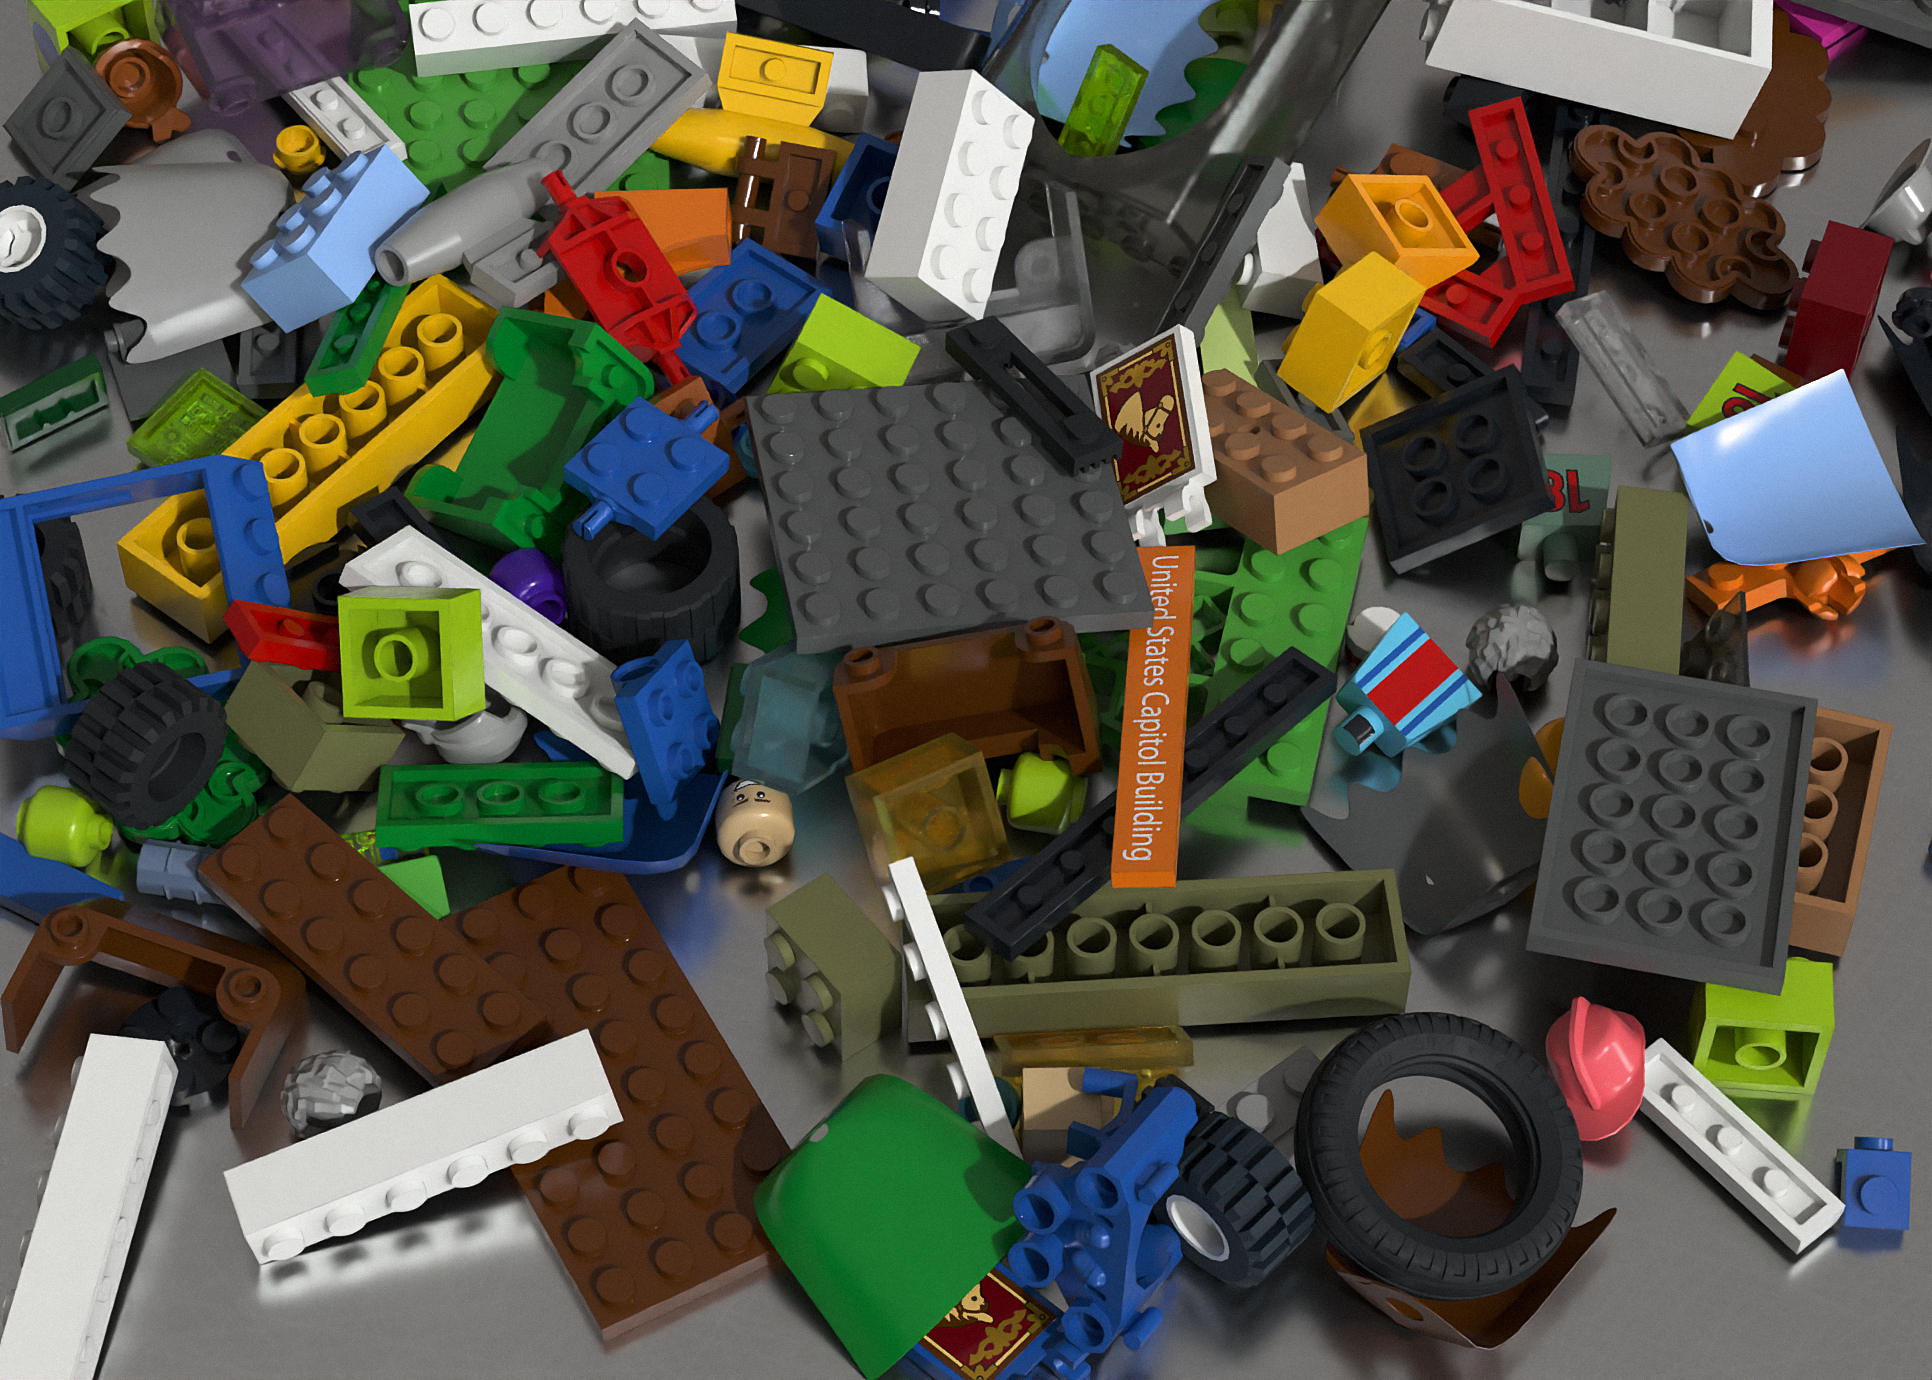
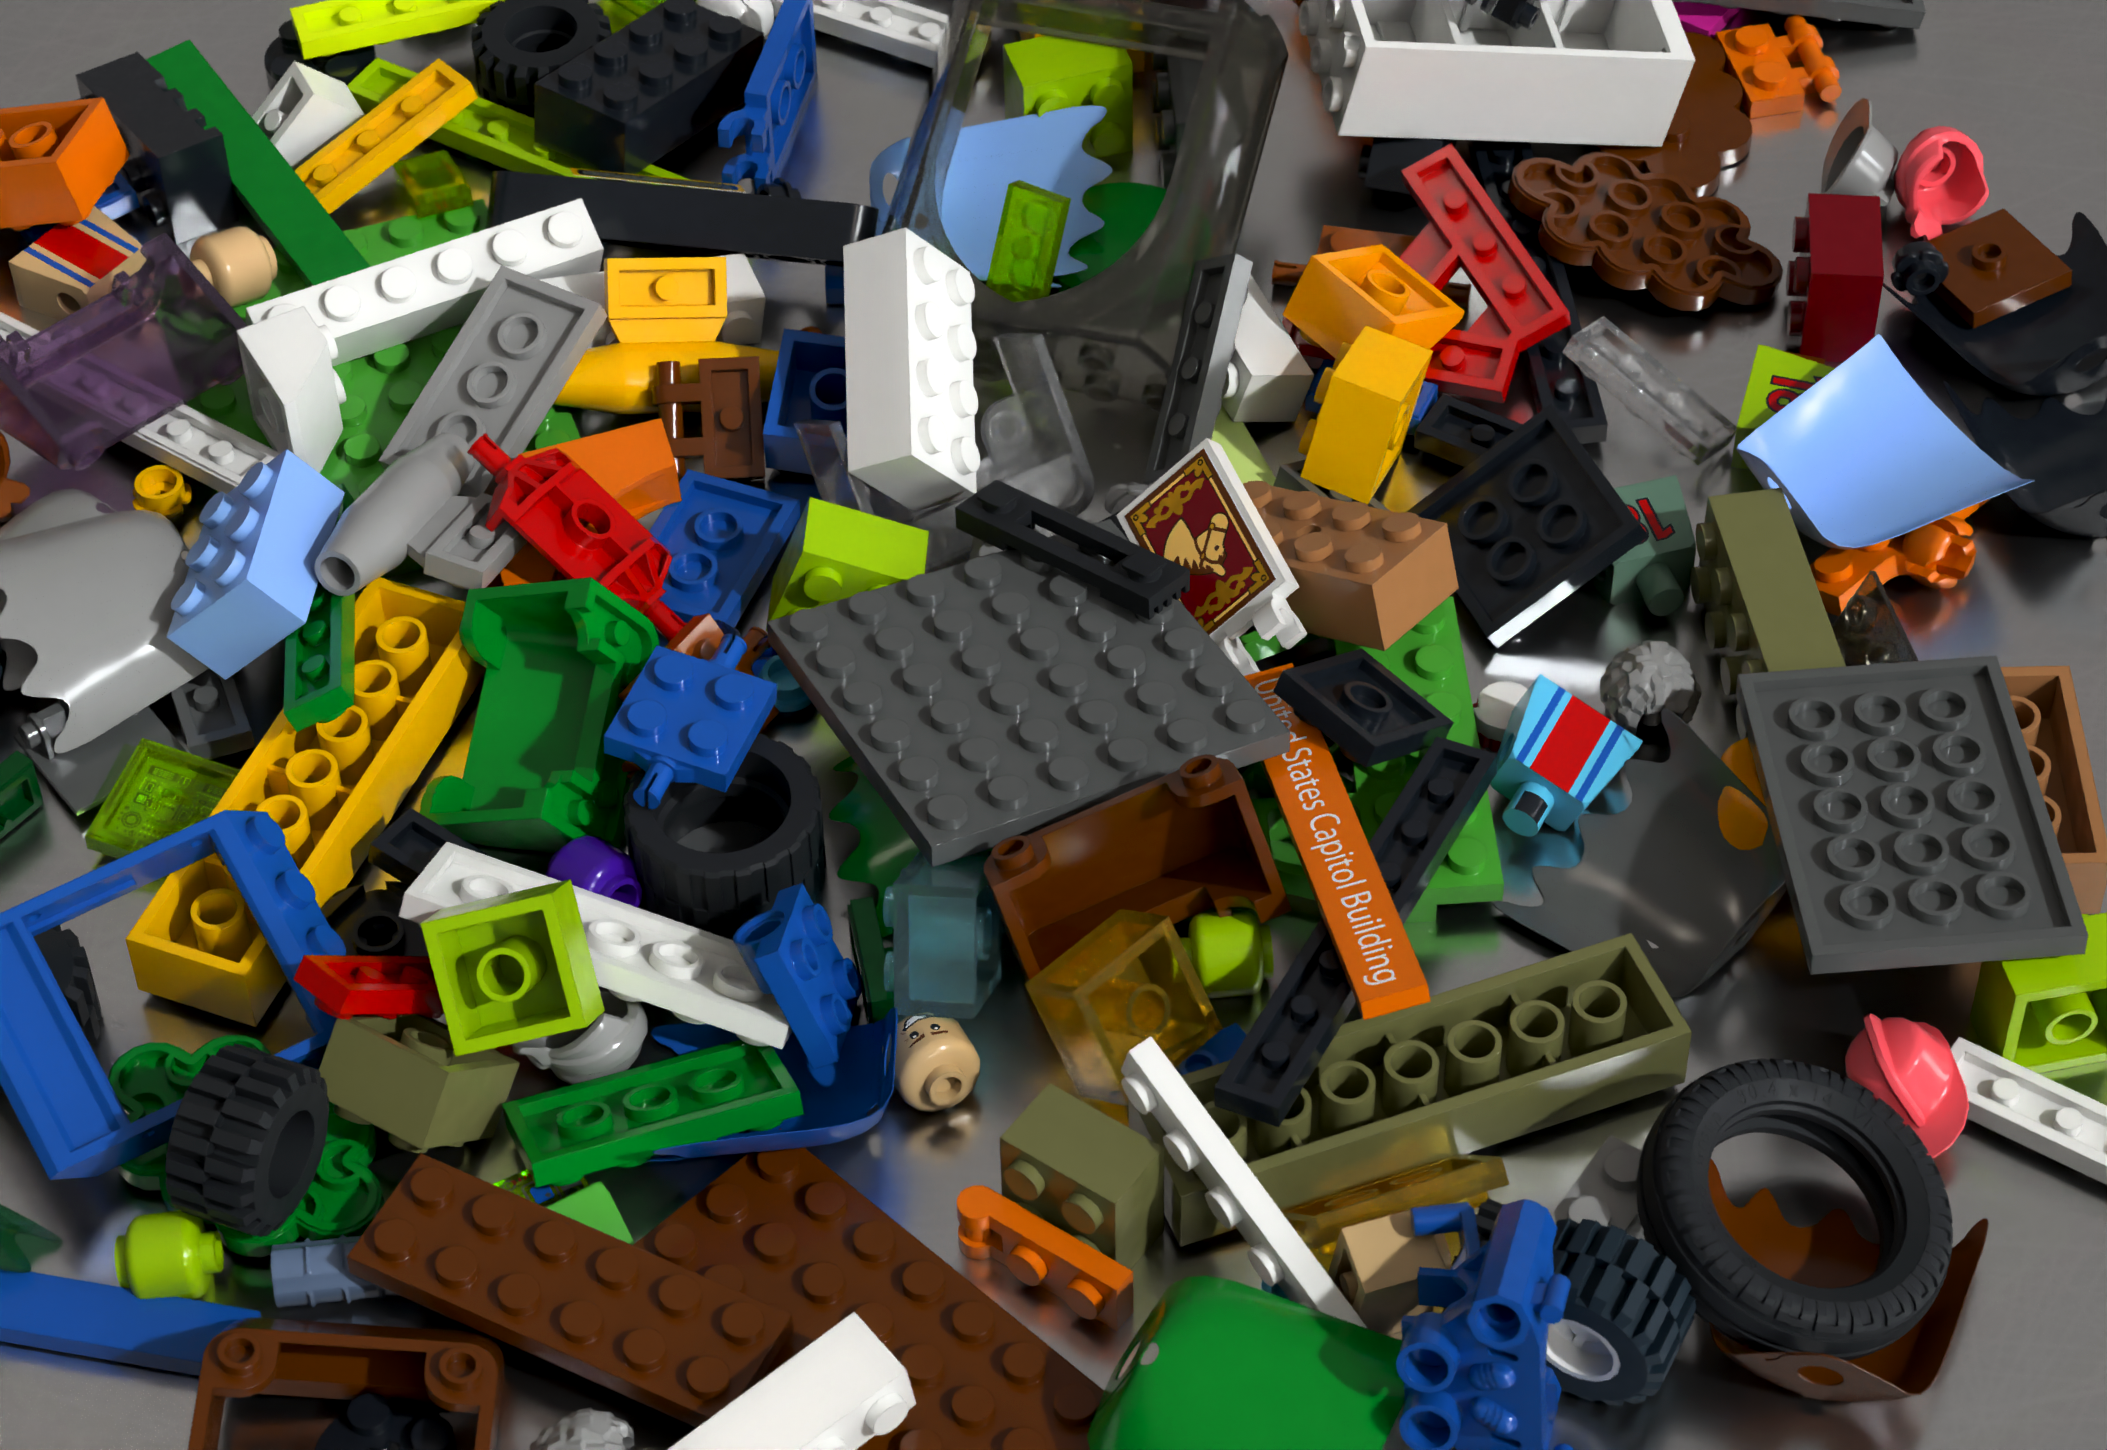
camera: 15 degrees left, 5 degrees down
(430, 88) = (294, 384): none -> white slope
(784, 1019) = (1044, 1255): none -> orange plate
(1234, 603) = (1362, 707): none -> black plate
(1858, 83) = (1764, 69): none -> orange plate

